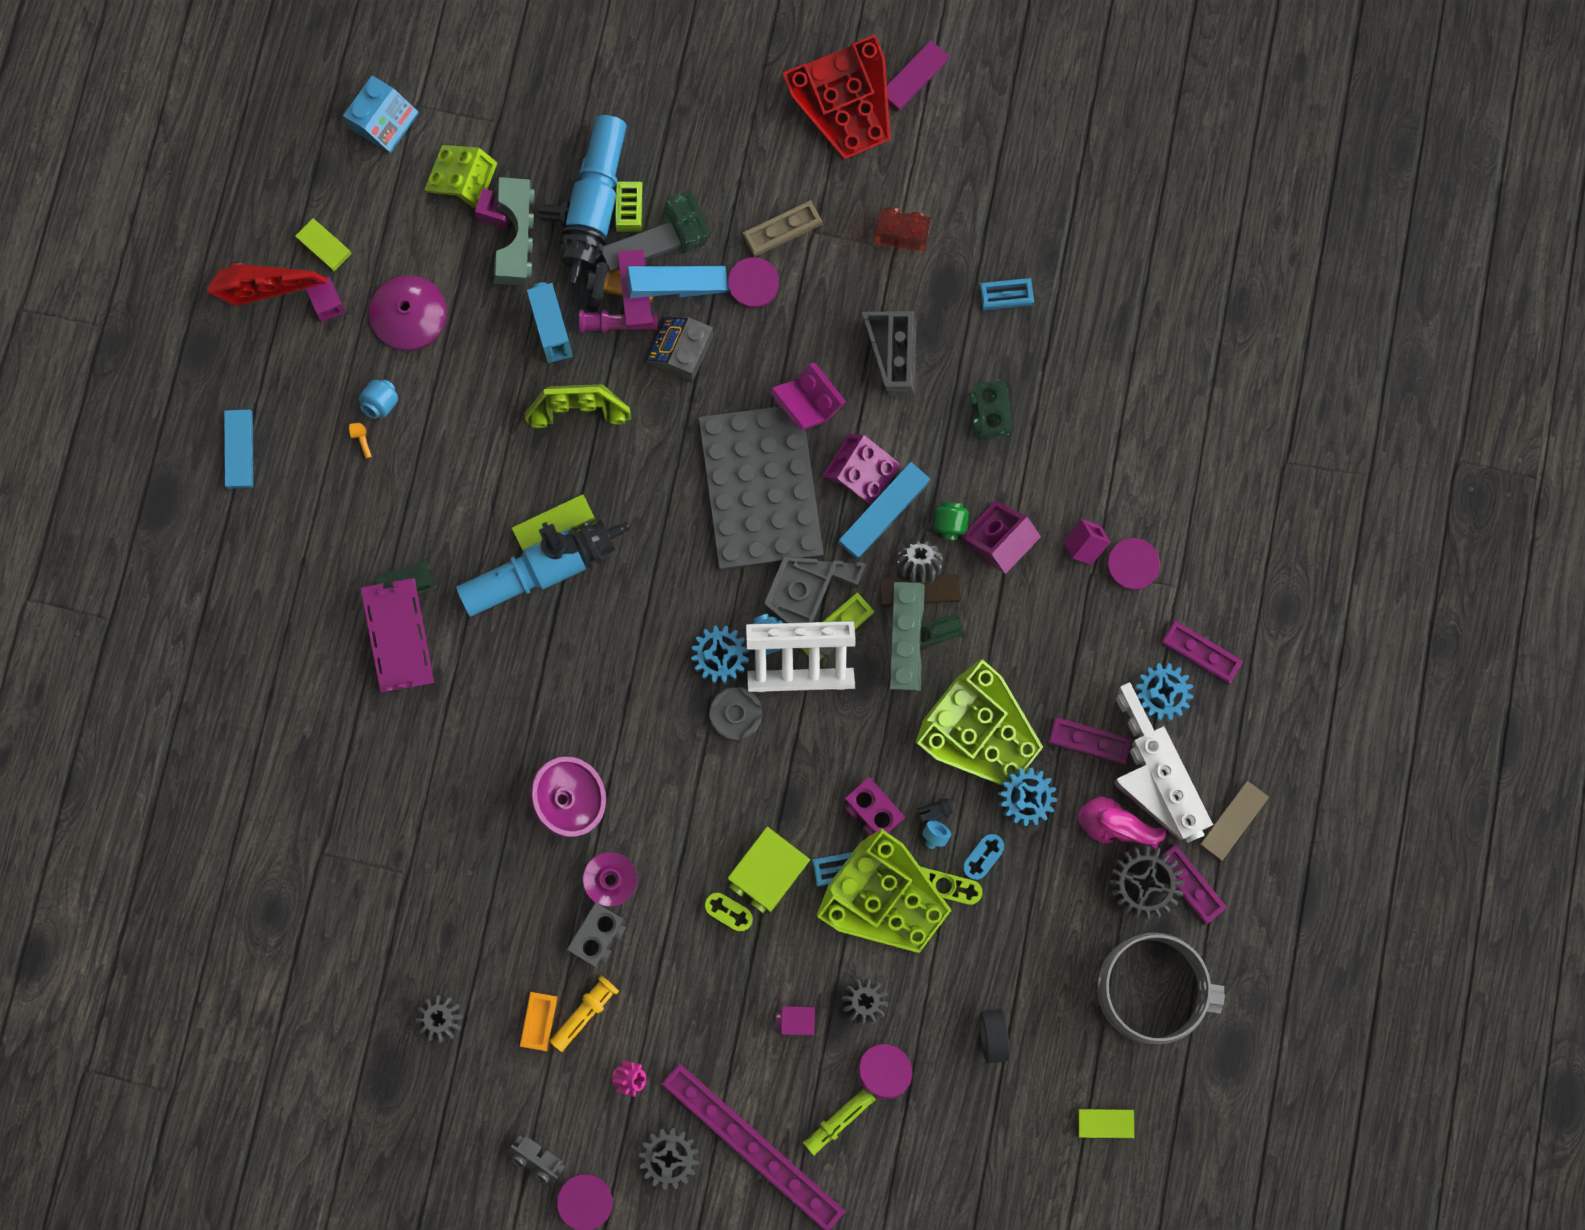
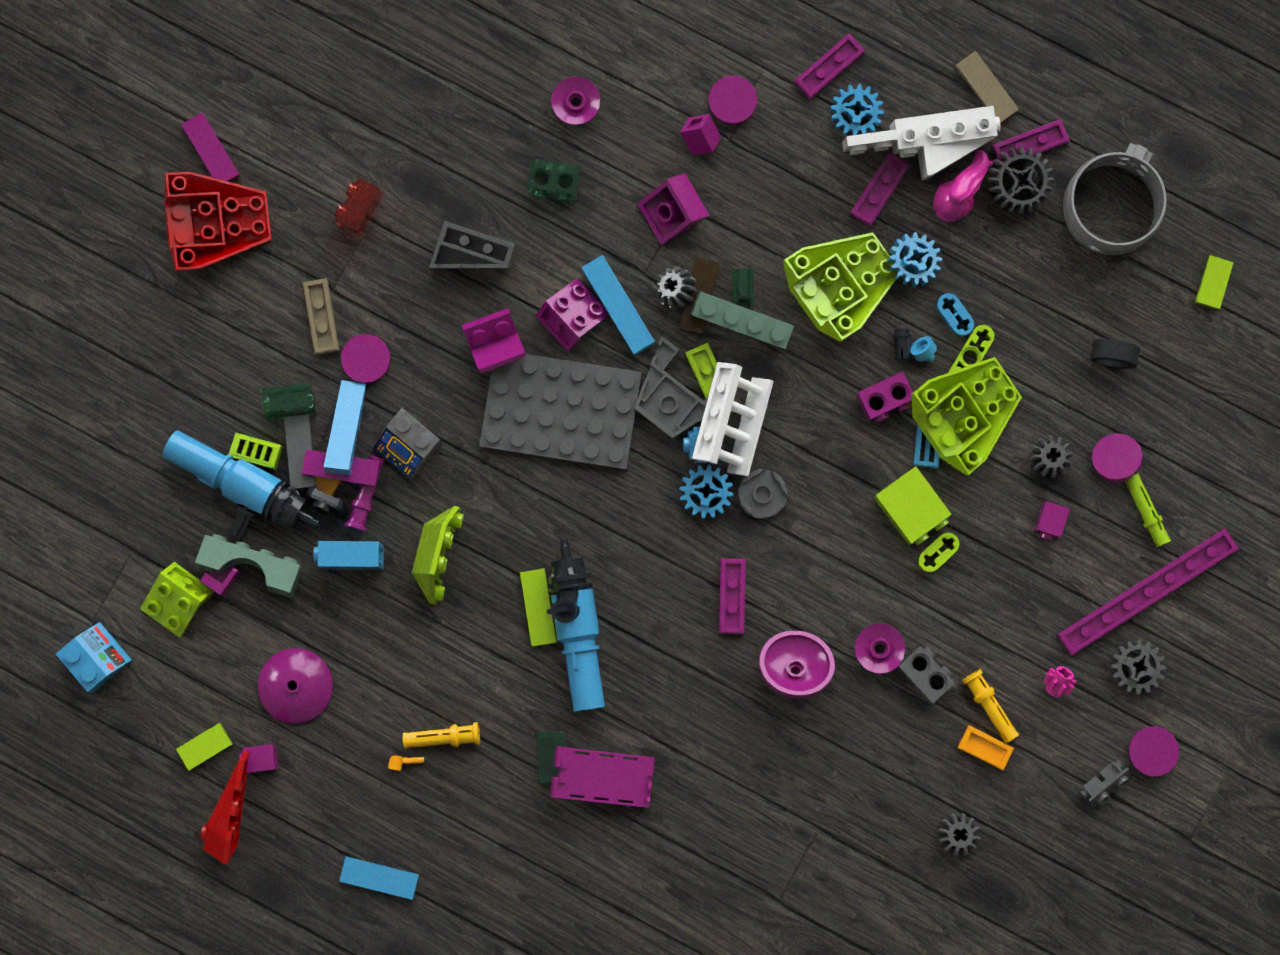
camera: 65 degrees left, 5 degrees up
(378, 398) = (372, 735): dark azure head -> none
(399, 477) = (453, 736): none -> yellow pin
(621, 713) = (732, 596): none -> magenta tile
(951, 520) = (645, 248): green head -> none
(1006, 294) = (444, 153): dark azure tile -> none
(1087, 398) = (572, 89): none -> magenta dish

